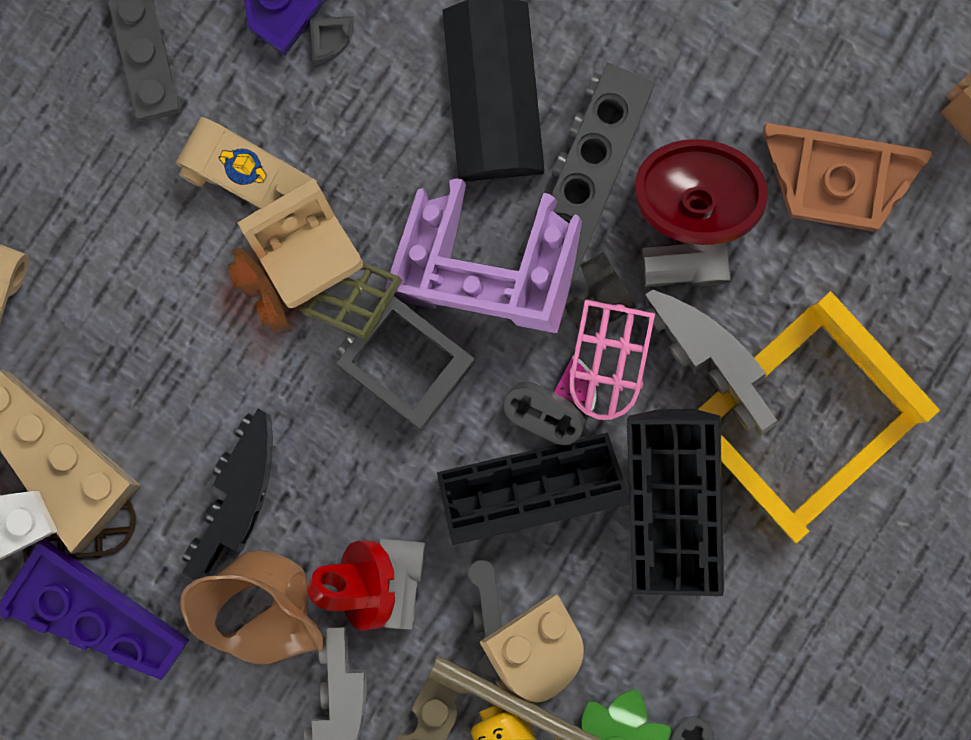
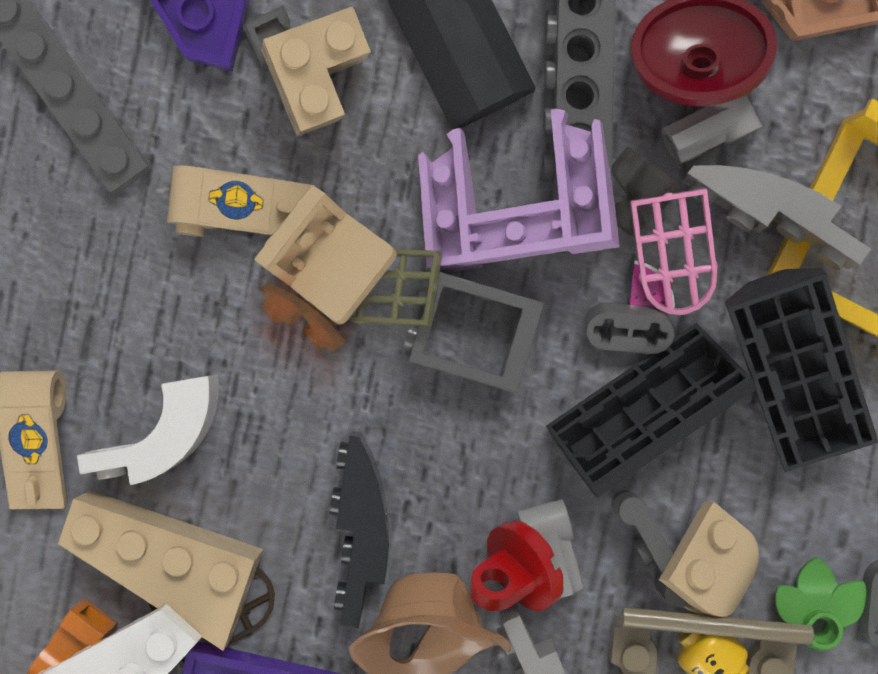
camera: 30 degrees left, 5 degrees up
(109, 350) = (184, 422): none -> white arch
(348, 71) = (303, 64): none -> tan brick

